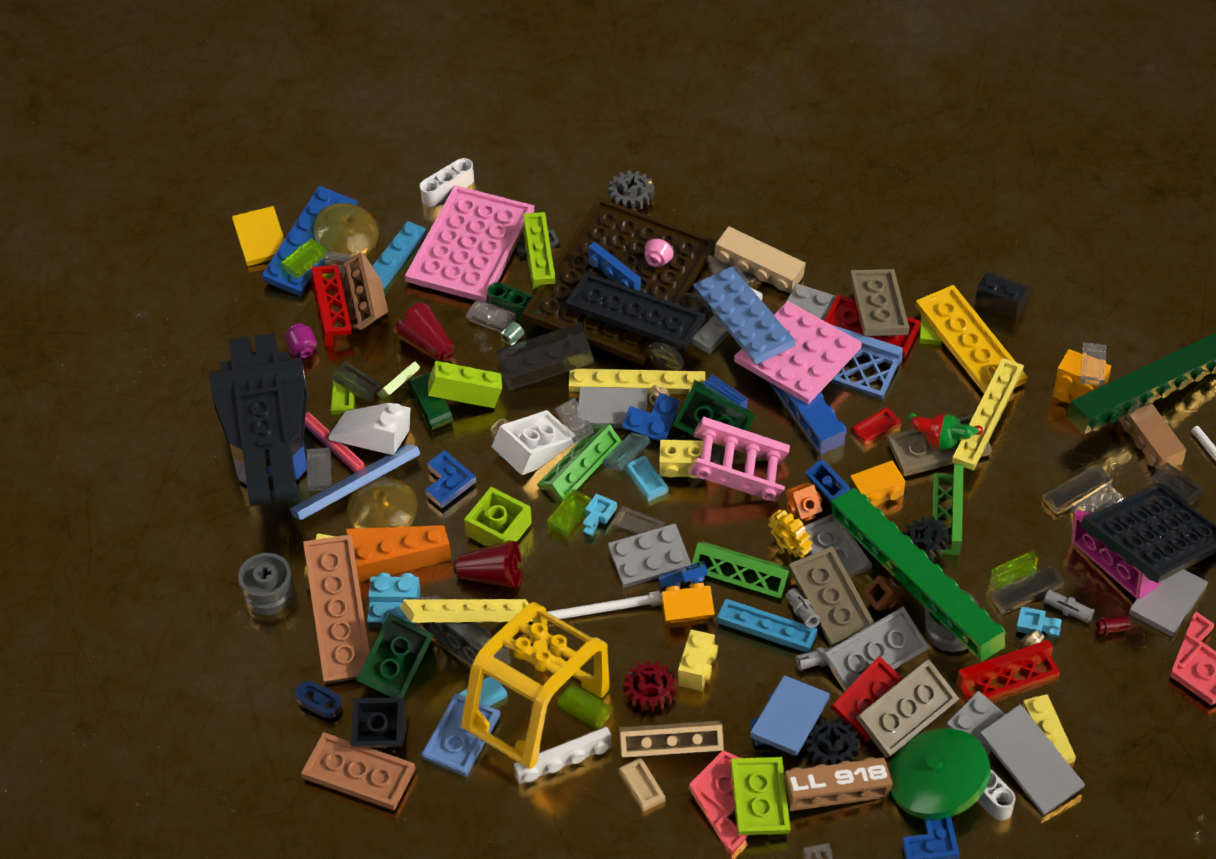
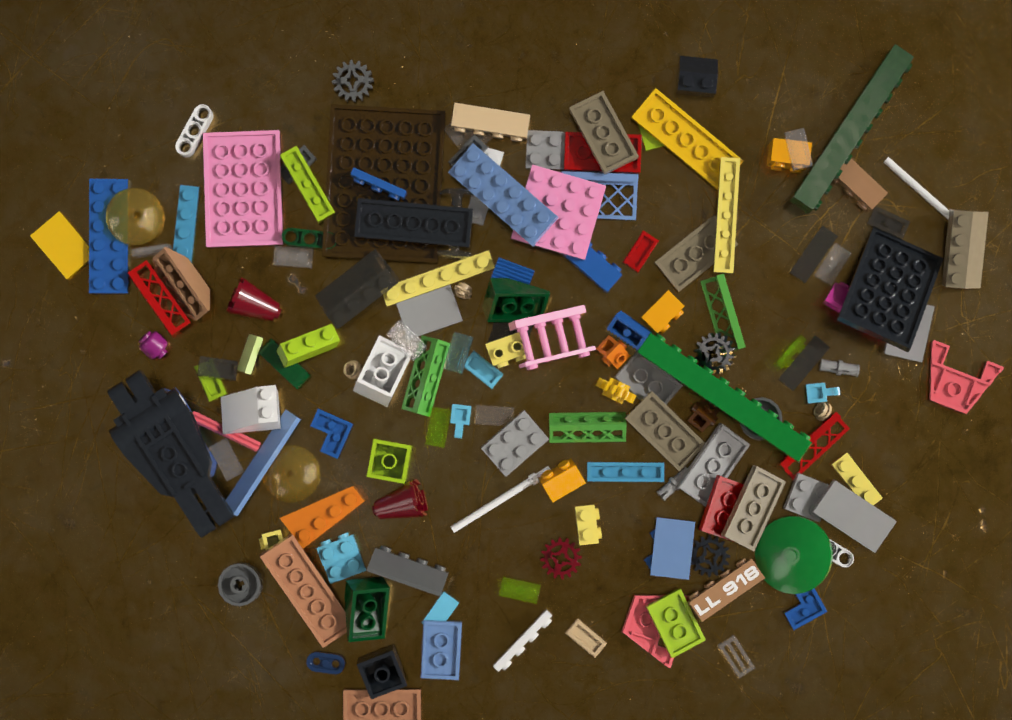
camera: 20 degrees left, 35 degrees up
(304, 258) = (116, 264): clear neon green tile -> none
(462, 610) = (408, 562): light yellow plate -> none
(512, 333) = (318, 270): sand green hose -> none
(545, 657) = (476, 609): yellow windscreen -> none
(654, 424) = (471, 320): blue plate -> none
(658, 252) = (407, 152): bright pink cone -> none
(671, 738) = (595, 600): tan brick -> none
(693, 573) = (552, 452): blue plate -> none
(802, 608) = (647, 449): light grey pin -> none
(943, 430) = (699, 247): piece -> none
(1111, 625) = (875, 373): dark red pin -> none

